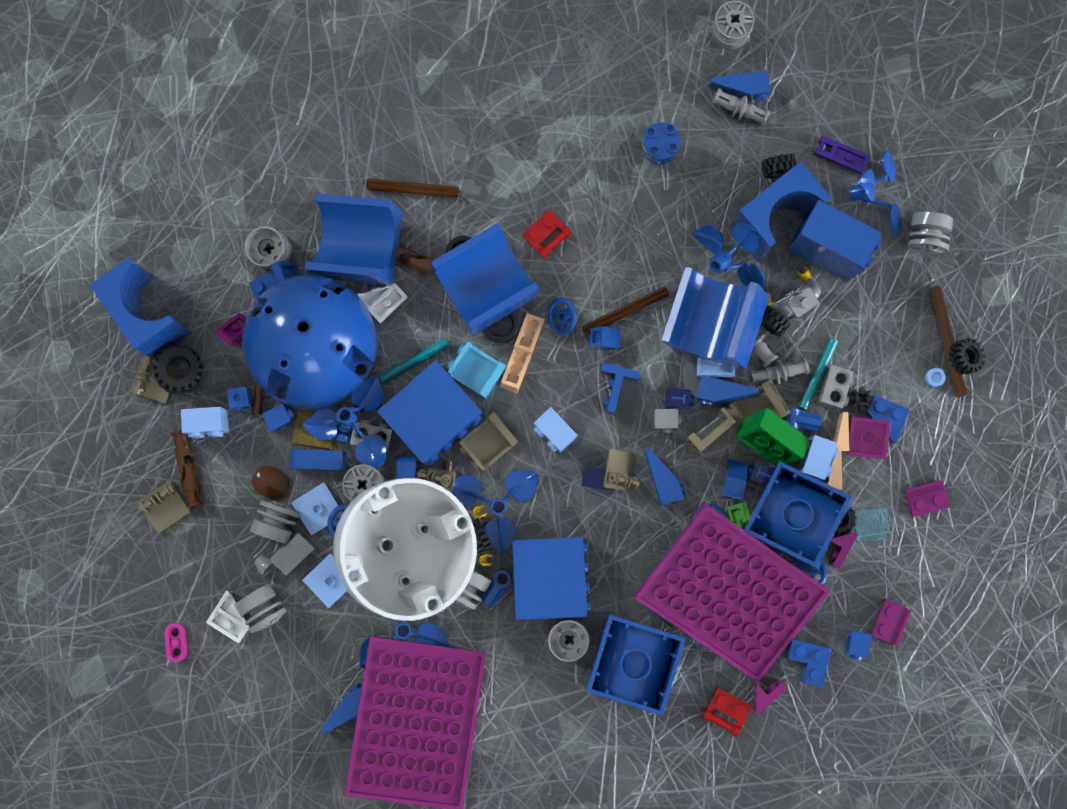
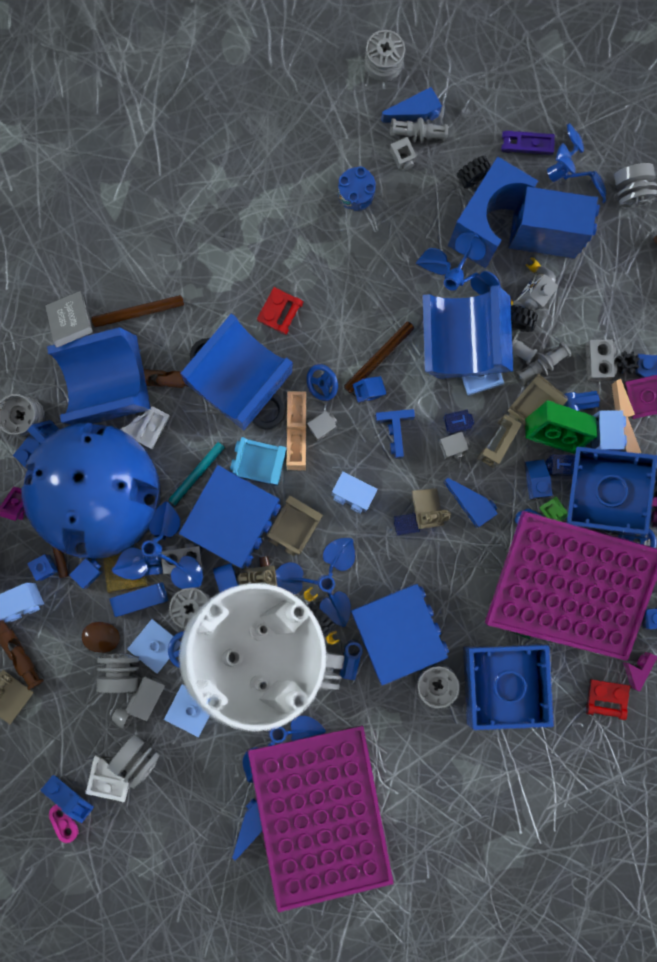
camera: 25 degrees left, 0 degrees up
(187, 621) = (67, 799): none -> blue bracket
(345, 174) = (68, 319): none -> light grey tile
(548, 357) = (322, 425): none -> light grey brick
(720, 119) = (403, 148): none -> light grey brick
(721, 392) = (496, 401): blue slope -> none
(818, 373) = (579, 353): teal piece -> none

